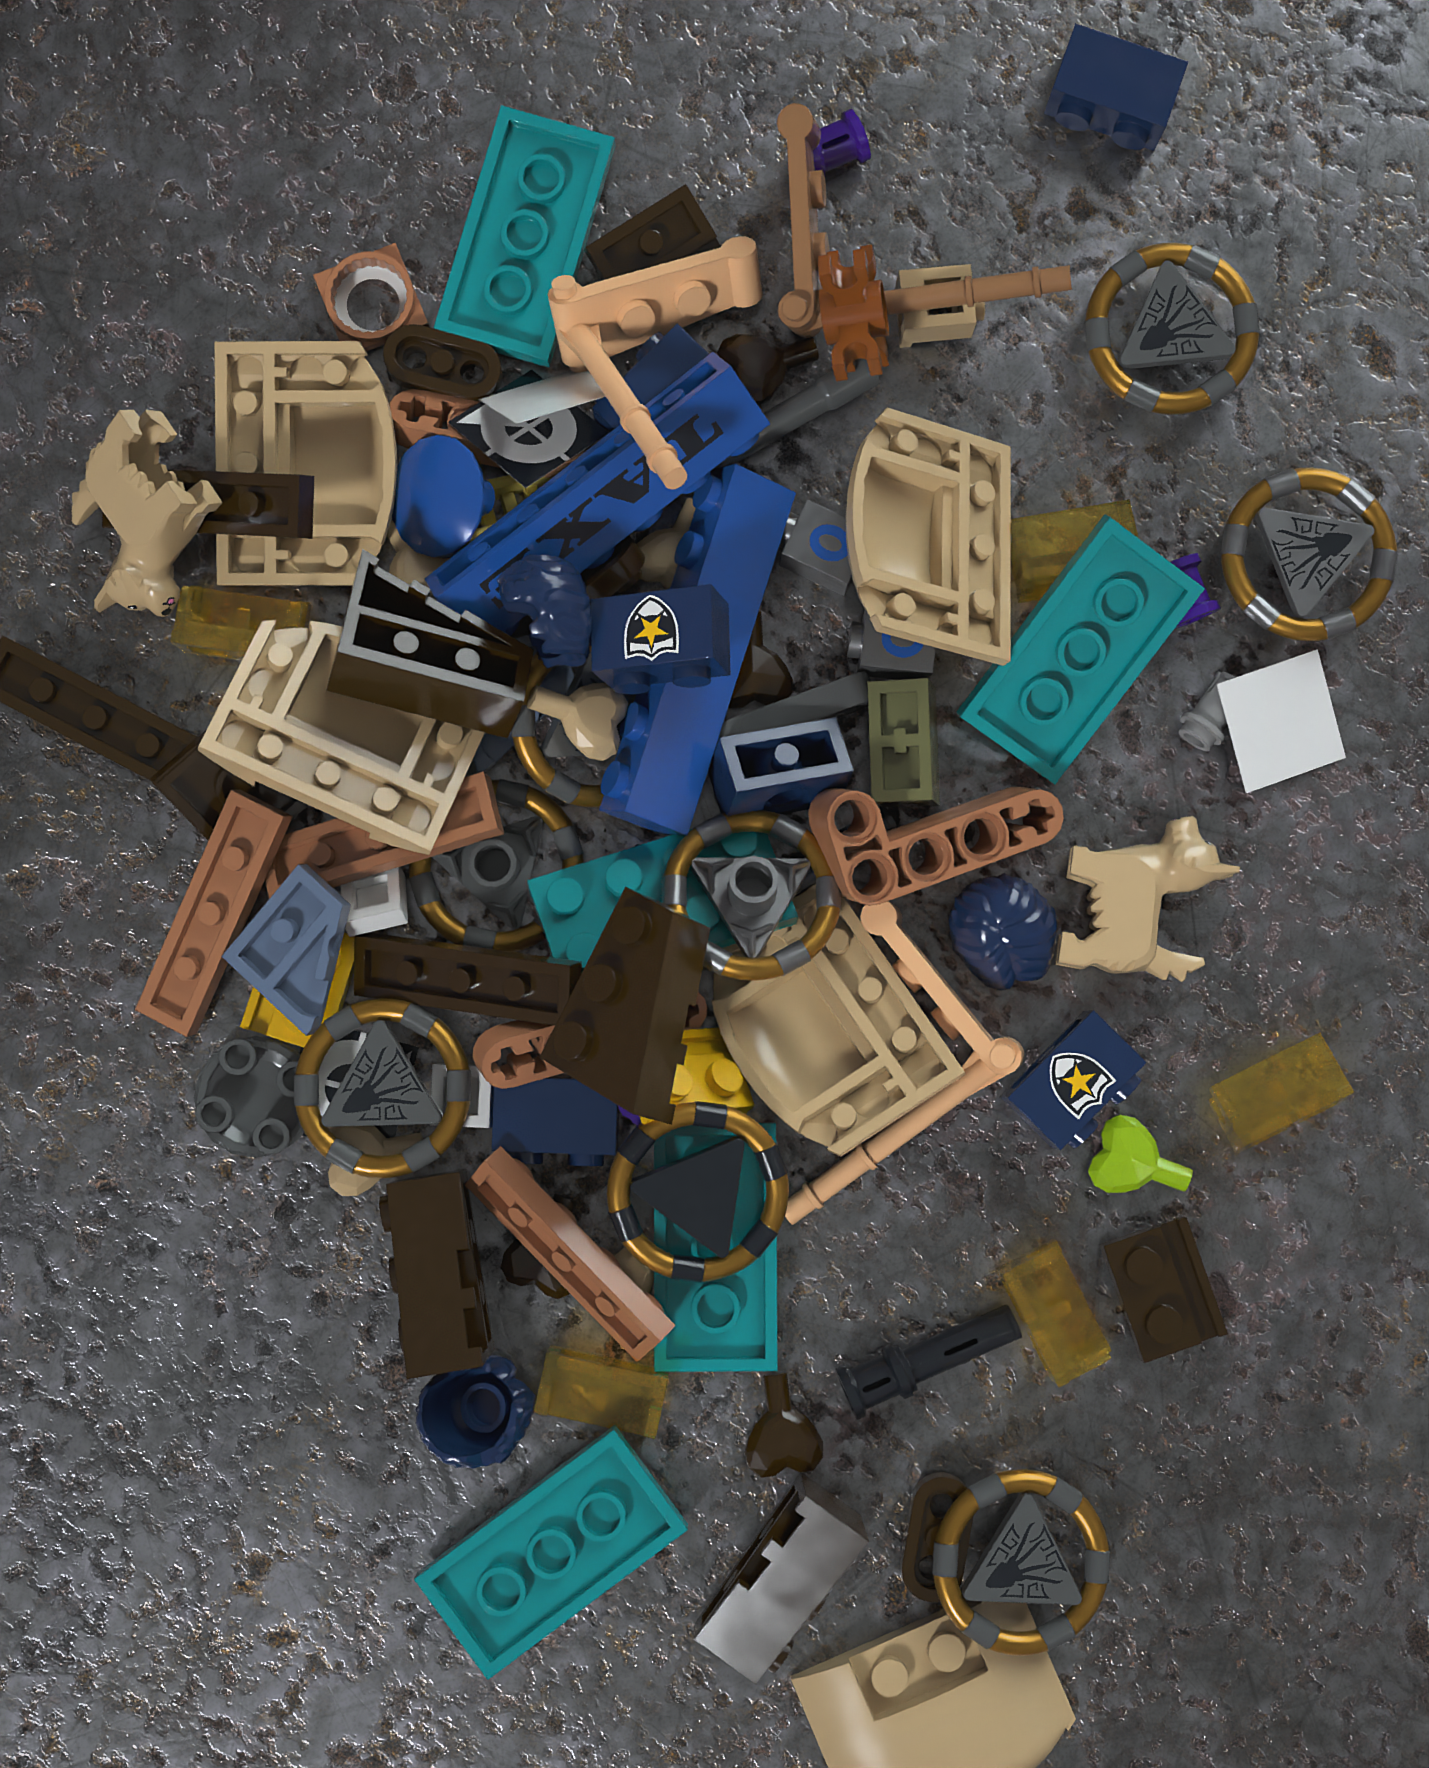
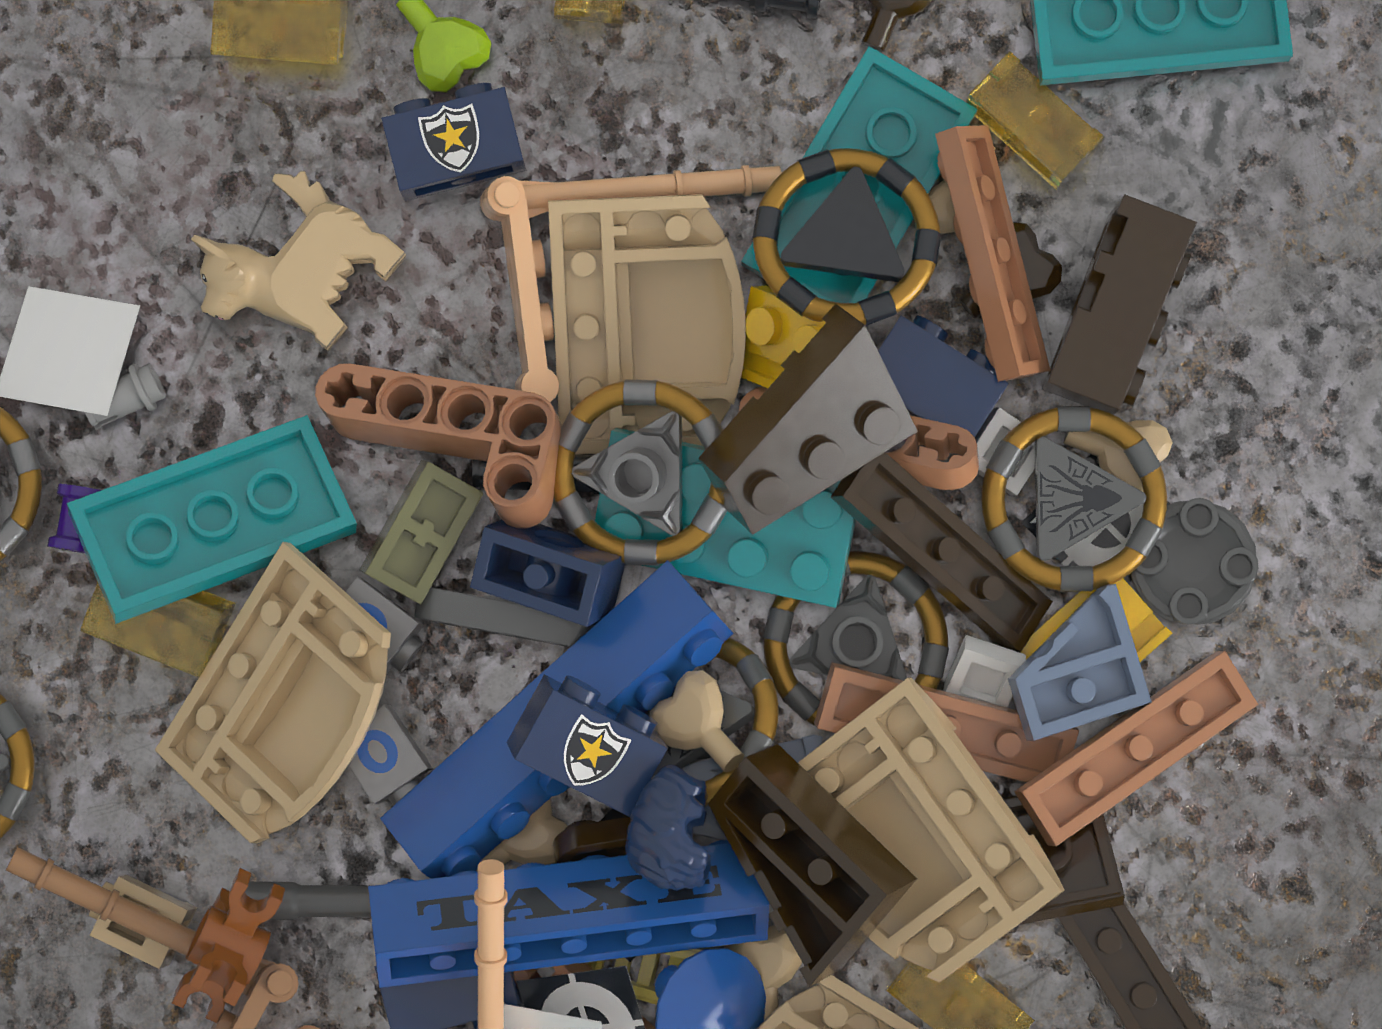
camera: 145 degrees left, 0 degrees up
(475, 1414) = (1158, 162): dark blue hair -> none
(761, 675) = (508, 671): dark brown rock -> none
(762, 363) = (336, 965): dark brown rock -> none
(1003, 931) = (434, 311): dark blue hair -> none

